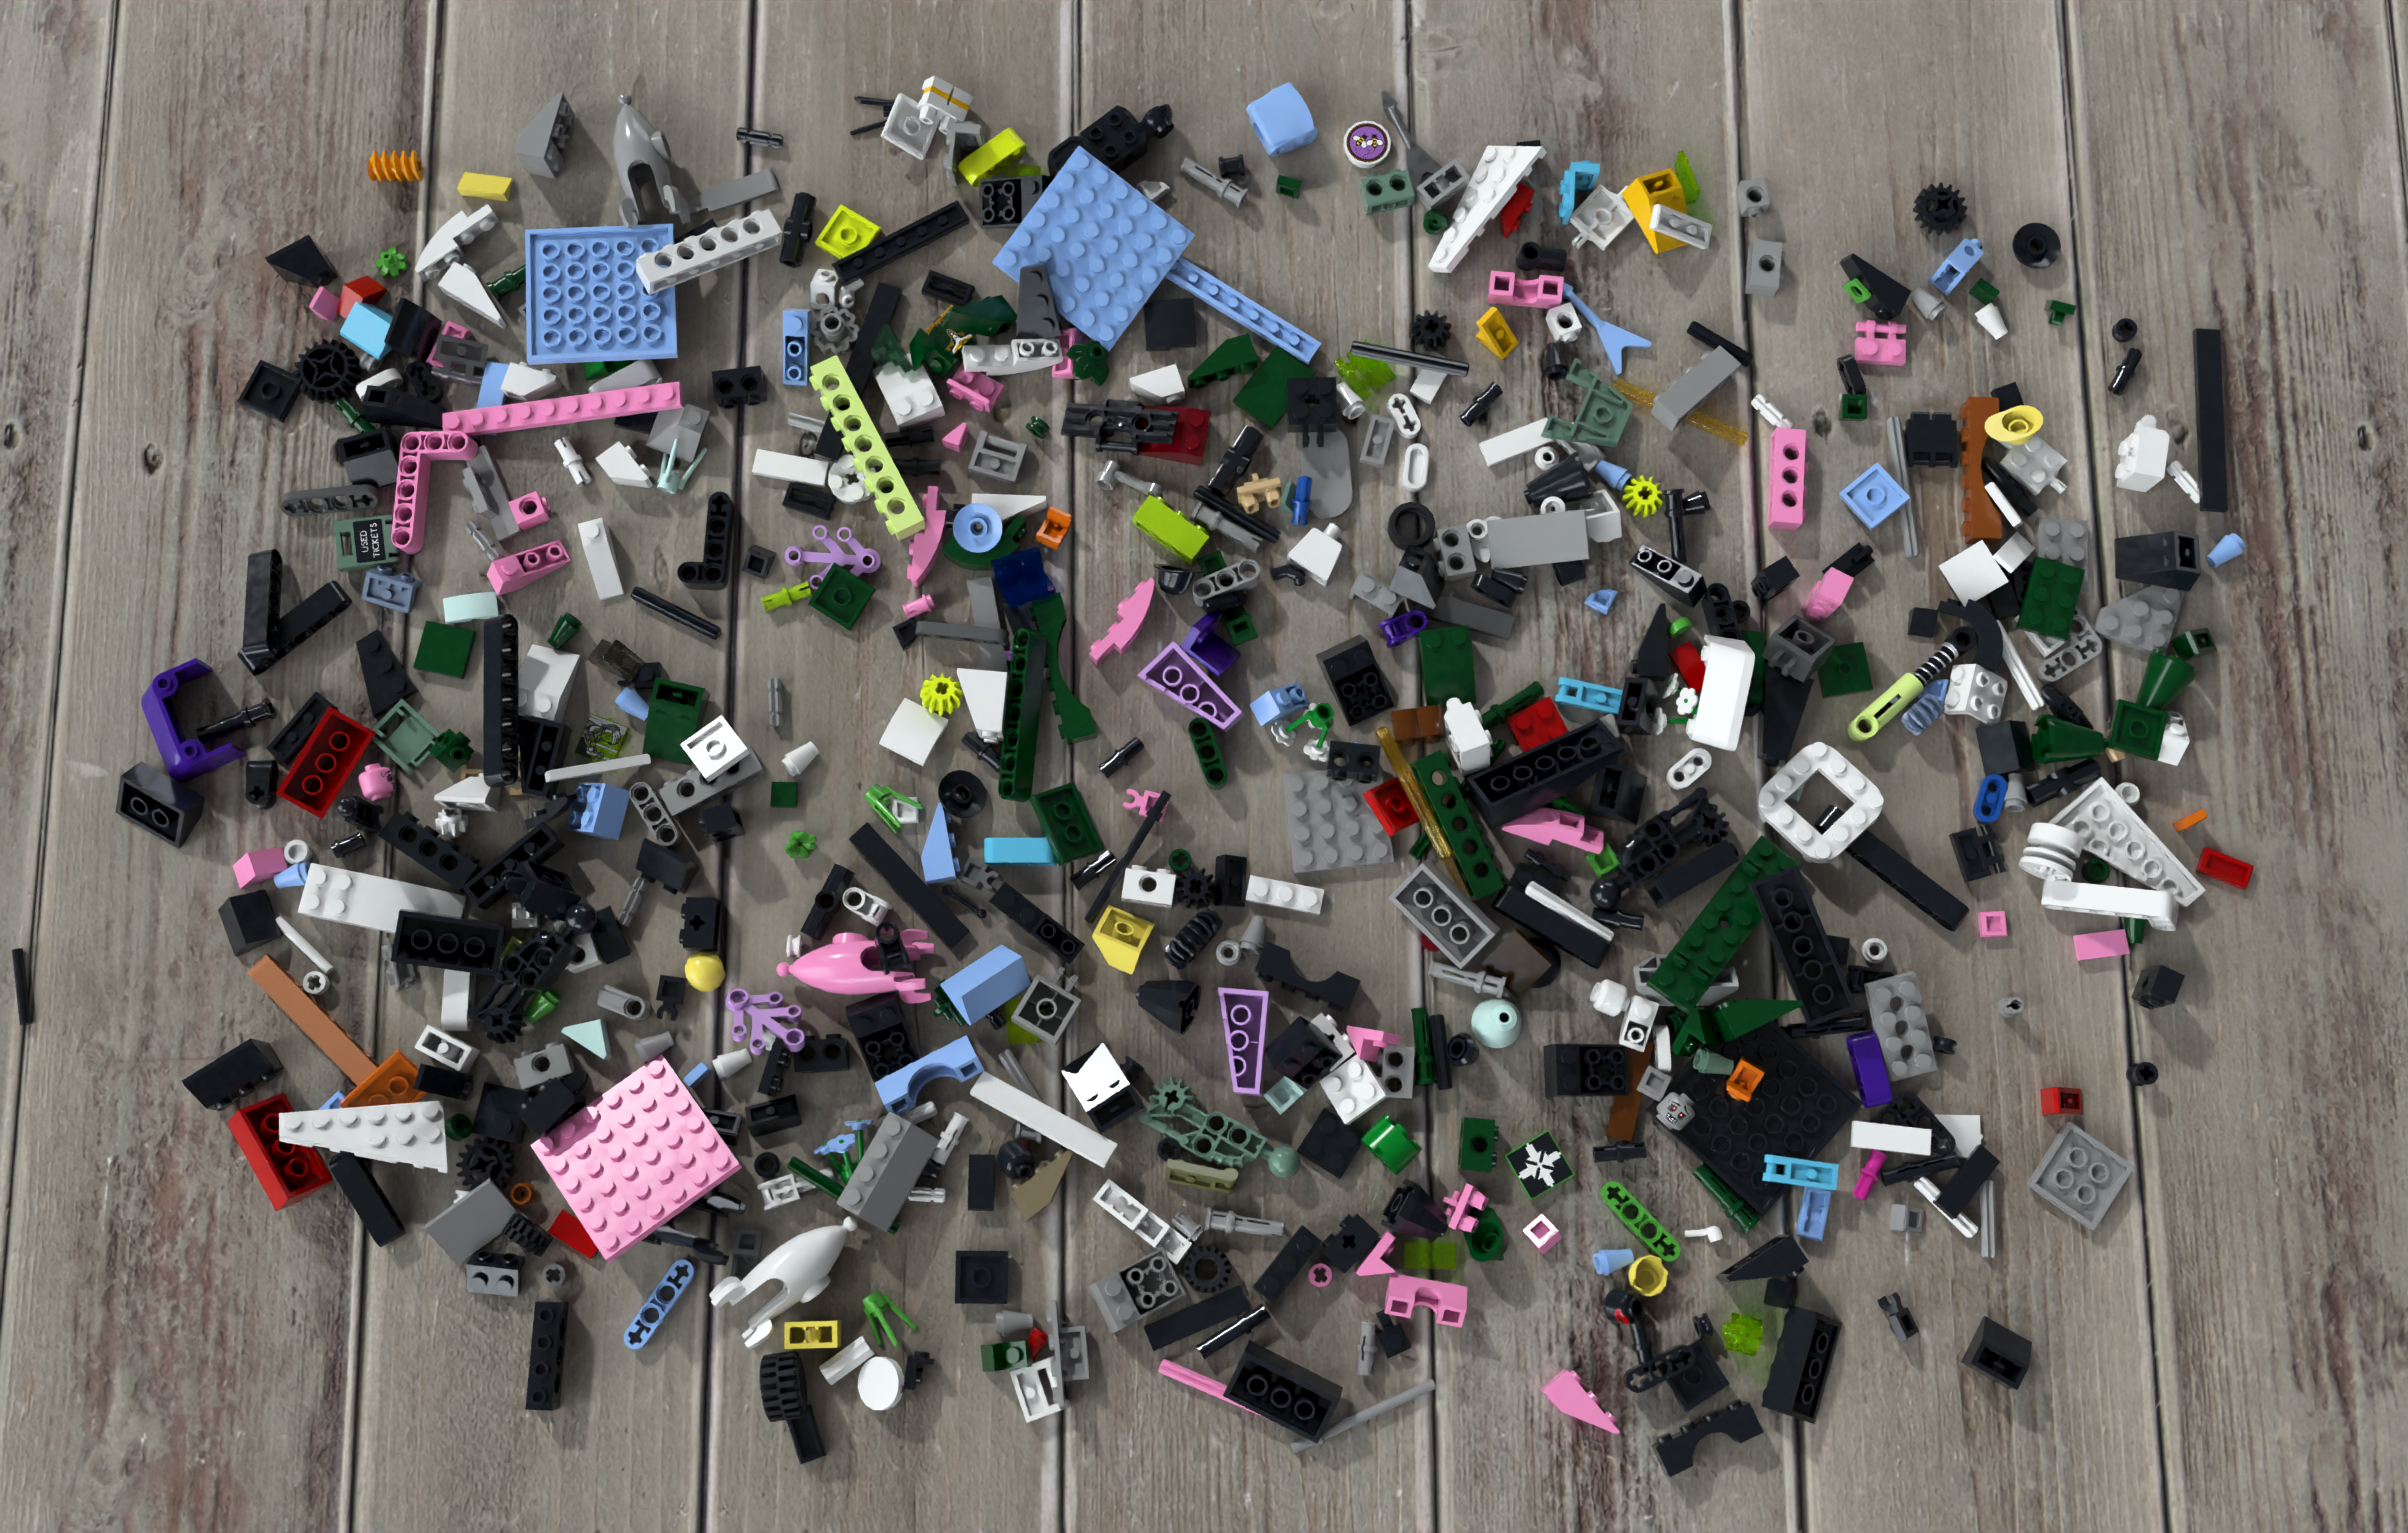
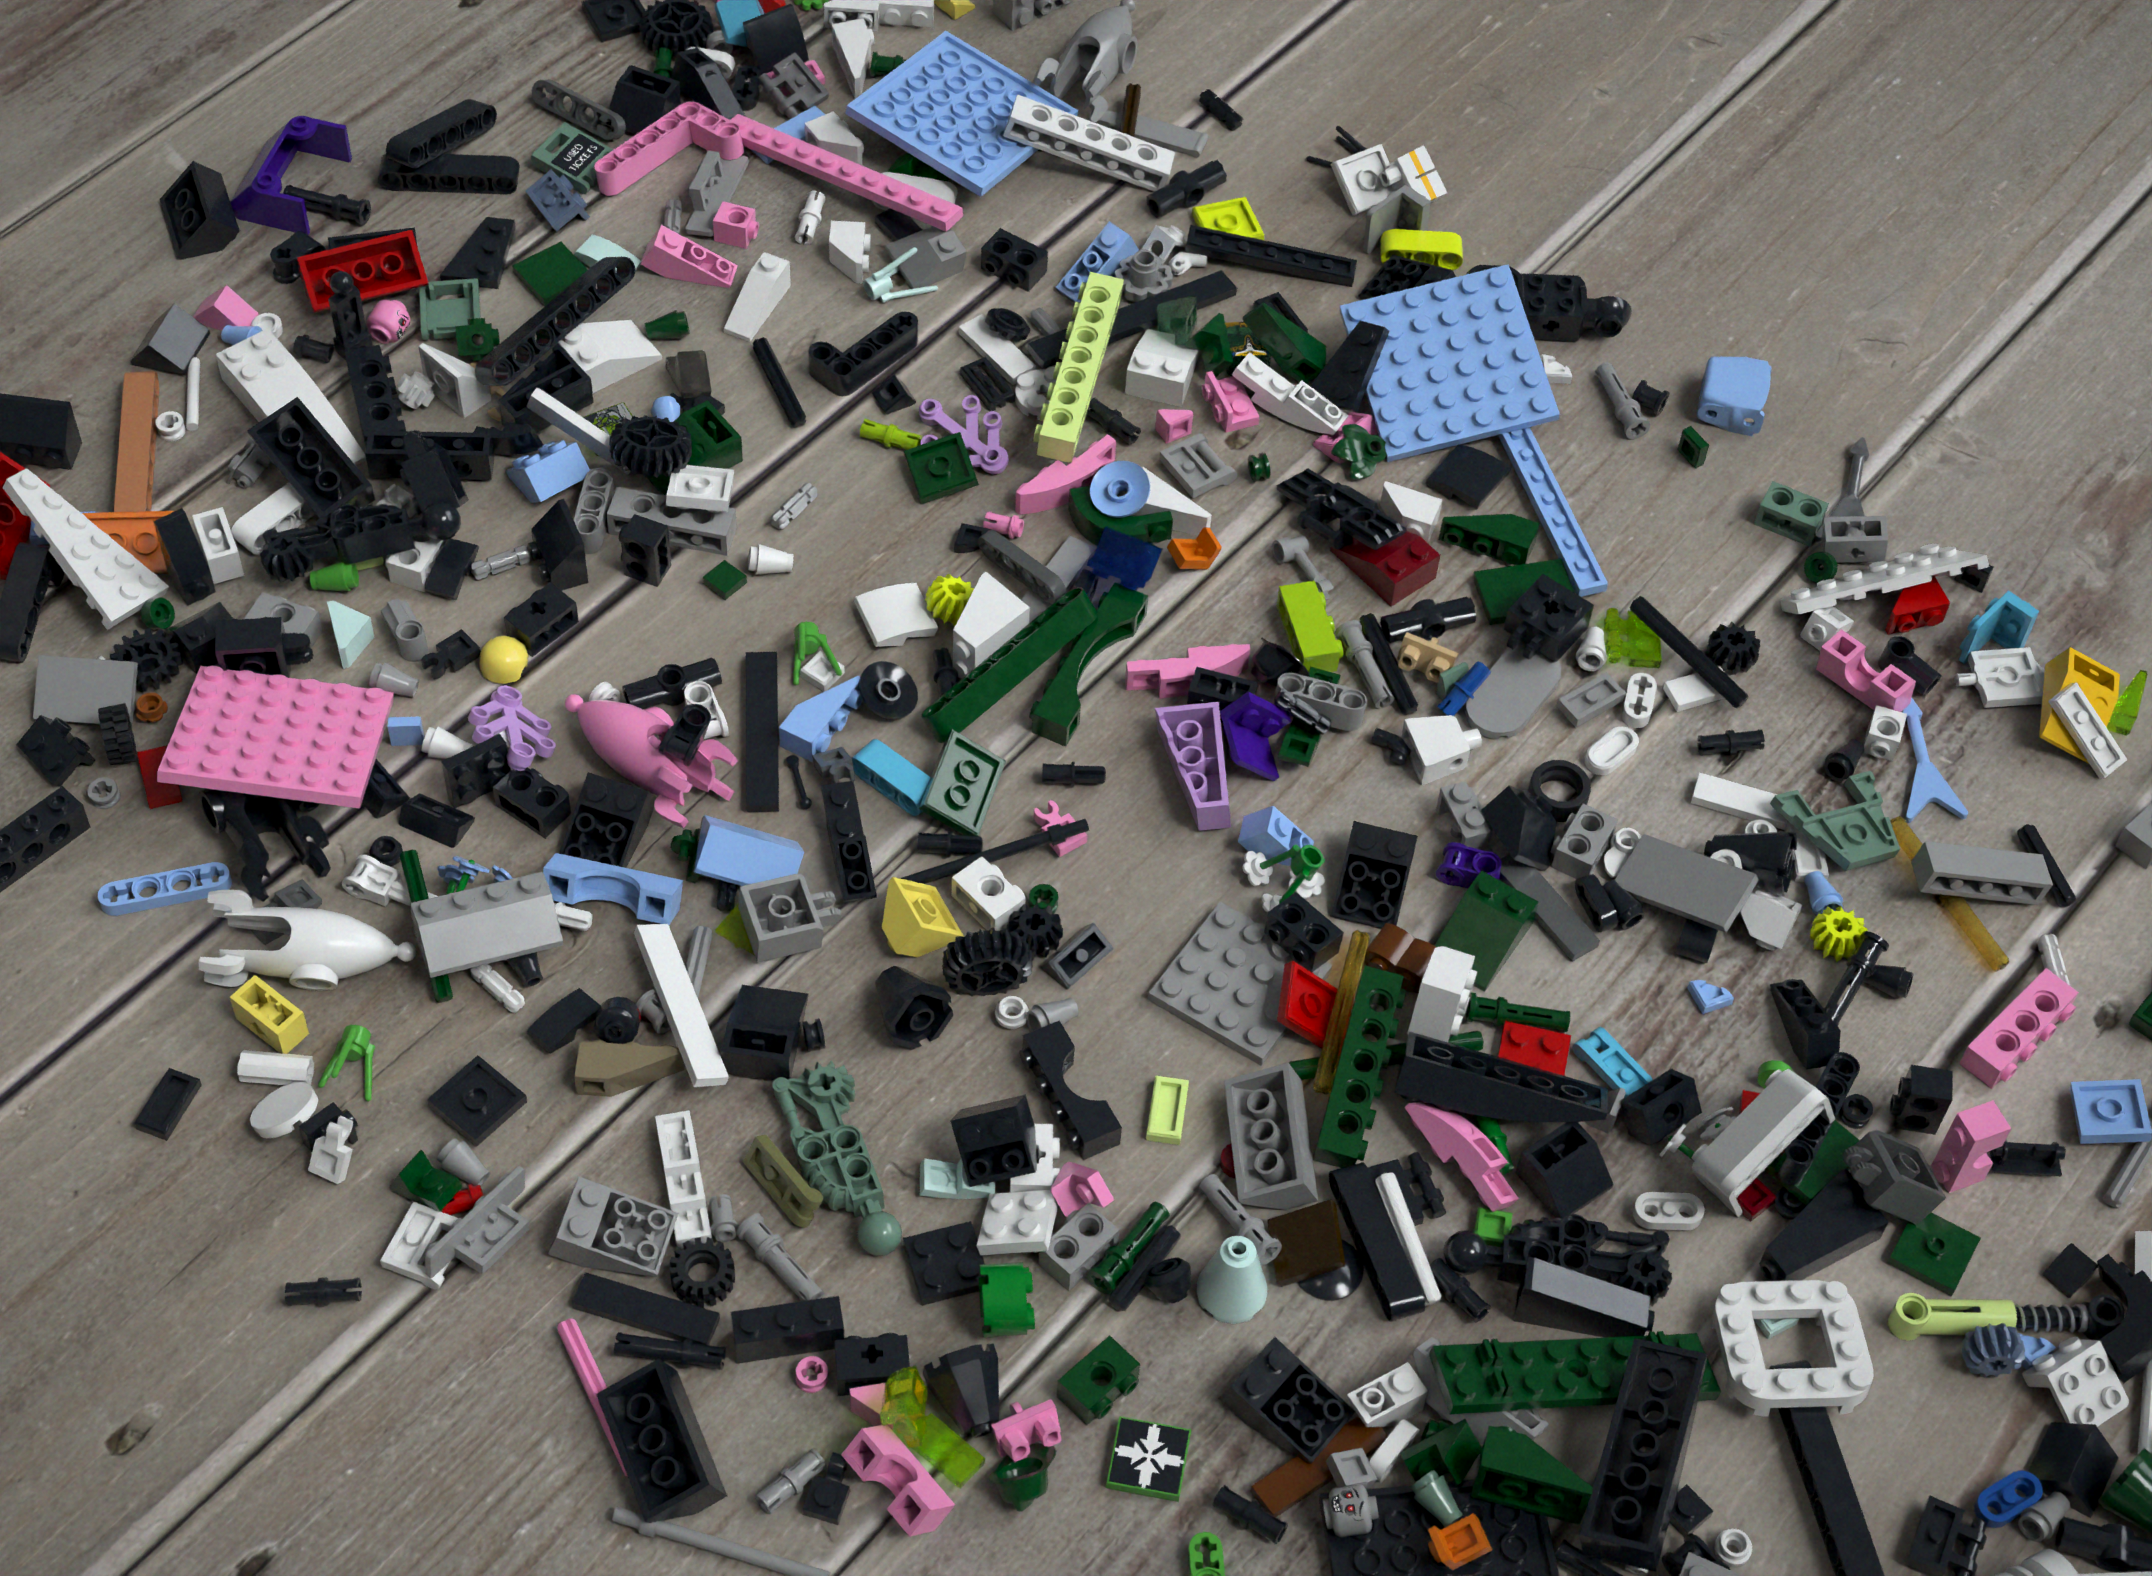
camera: 40 degrees right, 25 degrees down
(647, 759) = (650, 446): none -> black gear
(706, 195) = (1130, 109): none -> dark brown axle
(783, 1386) = (193, 1029): black tyre -> none
(790, 440) = (1007, 324): none -> black gear
(800, 843) = (696, 624): bright green plant -> none
(909, 437) = (1130, 396): black axle -> none
(935, 1386) = (330, 1155): none -> white plate
(949, 1138) = (553, 966): white pin -> none
(1011, 1467) = (323, 1291): none -> black pin
(1165, 629) = (1214, 686): none -> black brick
(1165, 1157) = (781, 1127): black bush -> none
(1203, 742) = (1166, 814): dark green beam -> none
(1246, 1035) = (969, 1075): lavender wedge -> none
(1284, 895) = (1120, 1008): white plate -> none
(1366, 144) = (1806, 468): tile -> none
(1367, 939) = (1167, 1110): none -> yellowish green tile
(1398, 1260) = (905, 1405): none -> clear neon green brick
(1472, 267) = (1824, 625): none -> white bracket
(1496, 333) = (1801, 692): yellow slope -> none
(1542, 1234) = (1088, 1531): bright pink slope -> none
(1610, 997) = (1378, 1352): white head -> none
(1652, 653) = (1726, 1070): black slope -> none

